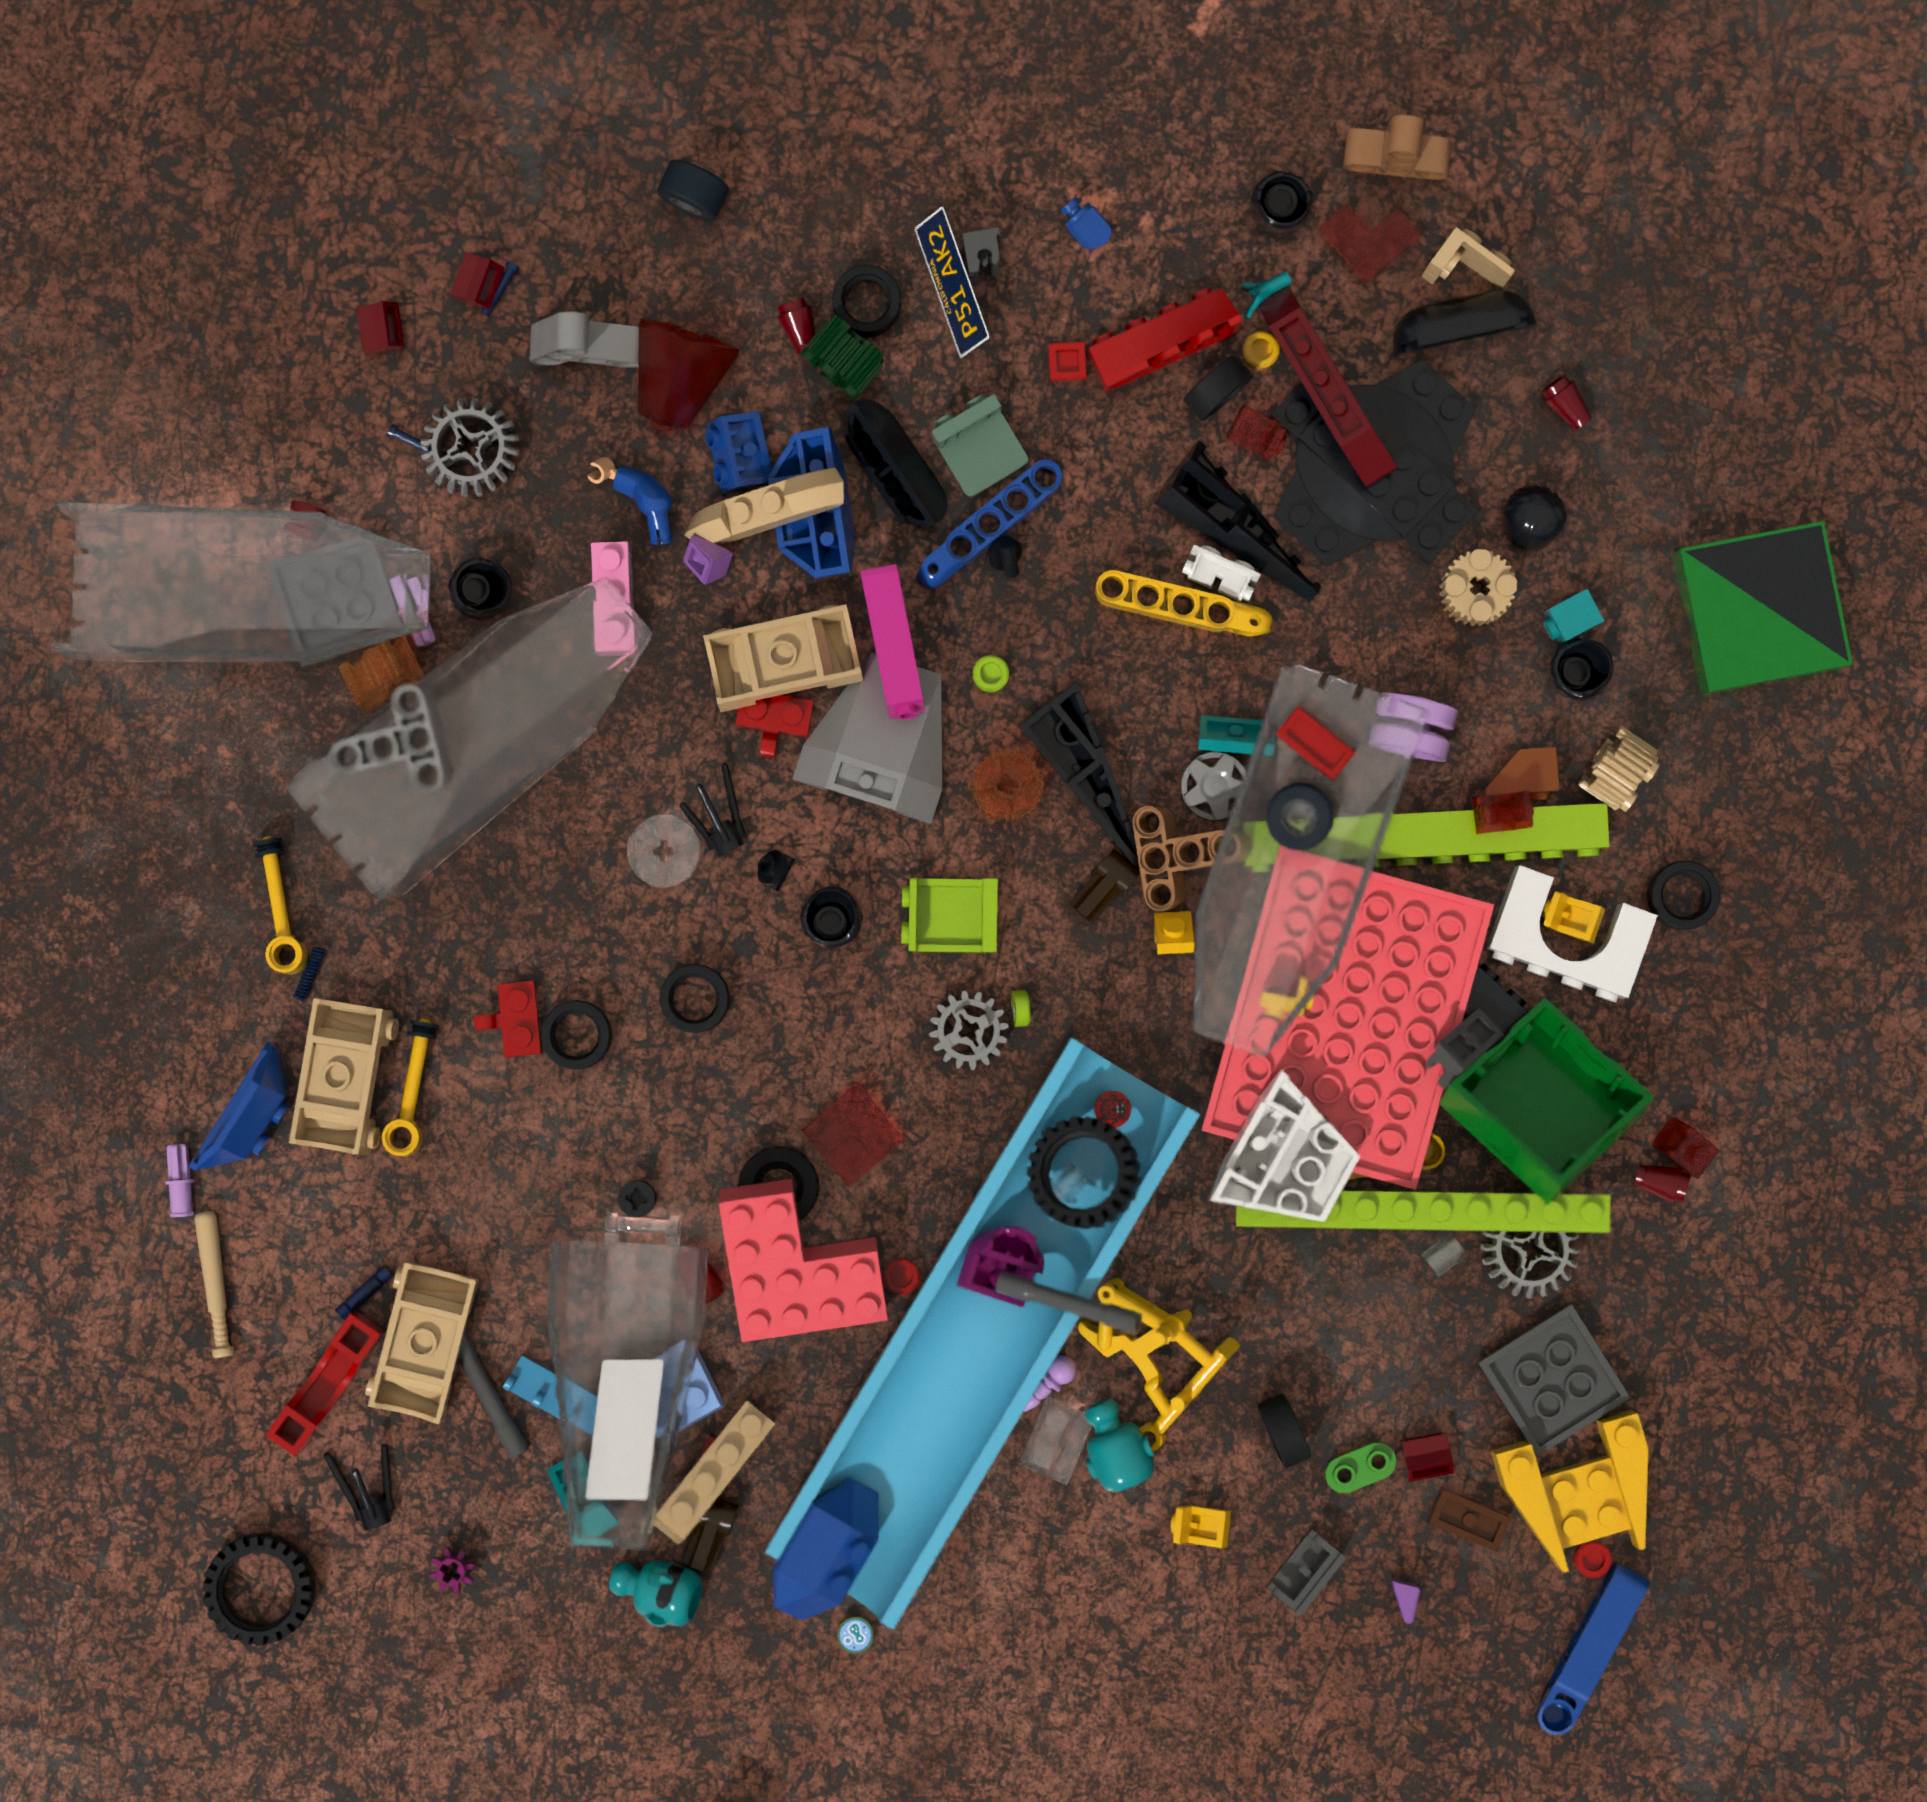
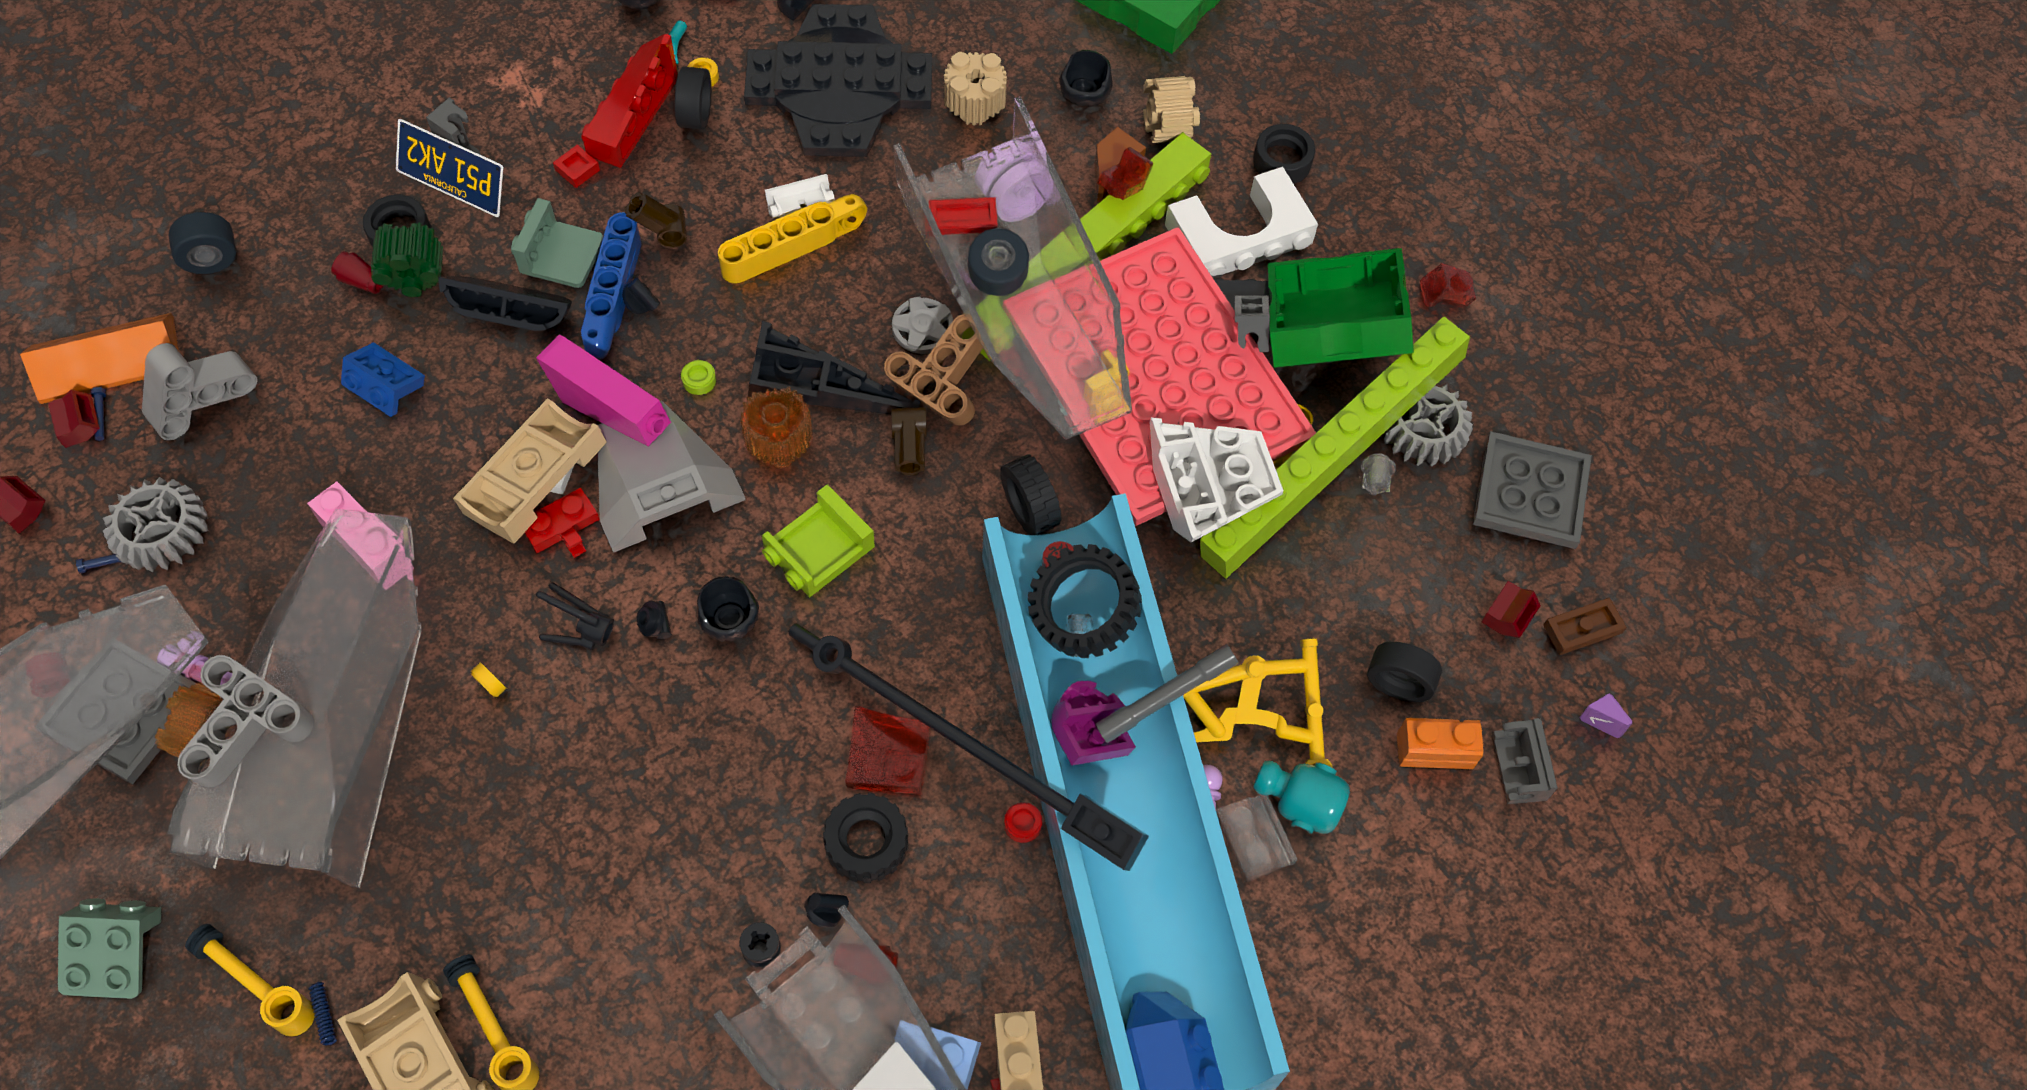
camera: 45 degrees left, 25 degrees down
(201, 791) = (103, 948): none -> sand green bracket
(480, 588) = (241, 605): black hair -> none
(516, 1018) = (536, 897): red plate -> none
(541, 231) = (96, 357): none -> orange slope
(549, 1028) = (585, 839): black tyre -> none
(613, 812) = (488, 680): none -> yellow tile
(645, 489) = (326, 450): blue arm -> none
(649, 836) = (558, 695): clear plate -> none
(667, 994) = (668, 731): black tyre -> none
(678, 372) = (285, 355): clear red slope -> none
(702, 1213) = (823, 908): none -> black plate
(707, 559) = (414, 458): medium lavender slope -> none
(768, 507) = (430, 383): tan brick -> none
(789, 1287) = (928, 898): coral brick -> none
(826, 540) = (462, 360): blue wedge -> none
(919, 1342) = (1085, 818): none -> black bar
(983, 1022) = (916, 614): light grey gear -> none
(1020, 1008) = (927, 561): lime tile -> none
(1086, 225) = (516, 83): blue arm -> none
(1086, 497) = (664, 220): none -> dark brown piece
(1143, 1032) = (1030, 495): none -> black tyre
(1173, 932) = (986, 422): yellow bracket -> none
(1201, 1526) = (1420, 796): yellow bracket -> none
(1209, 504) = (754, 170): black wedge -> none
(1228, 734) = (914, 277): teal plate -> none
(1256, 1503) = (1439, 743): none -> orange brick
(1257, 433) = (745, 110): clear red bracket -> none
(1327, 387) = (767, 35): dark red slope -> none
(1360, 1467) = (1477, 657): bright green plate -> none
(1534, 517) = (969, 30): black hair -> none
(1572, 617) = (1049, 61): teal brick -> none
(1573, 917) = (1235, 214): yellow bracket -> none
(1585, 1497) = (1638, 544): yellow wedge -> none
(1591, 1648) = (1756, 637): blue piece -> none
(1592, 1559) = (1686, 582): red tile -> none
(1663, 1181) = (1463, 313): dark red cone -> none

